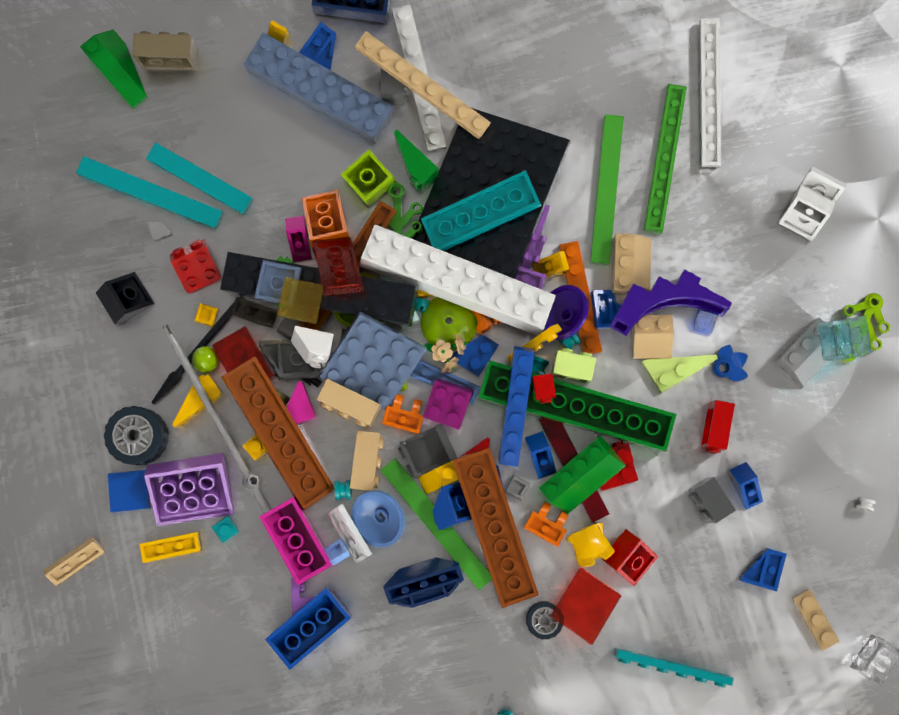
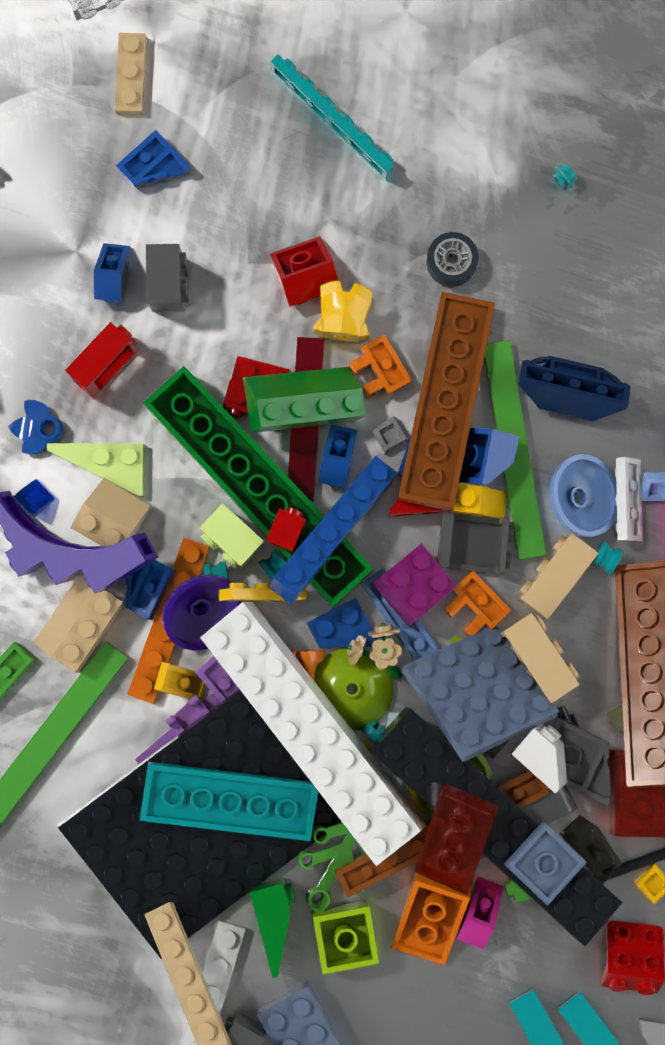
camera: 150 degrees left, 0 degrees up
(300, 300) = (530, 821): clear yellow tile -> none
(300, 405) = (600, 693): dark pink slope -> none
(585, 606) = (393, 246): clear red piece -> none

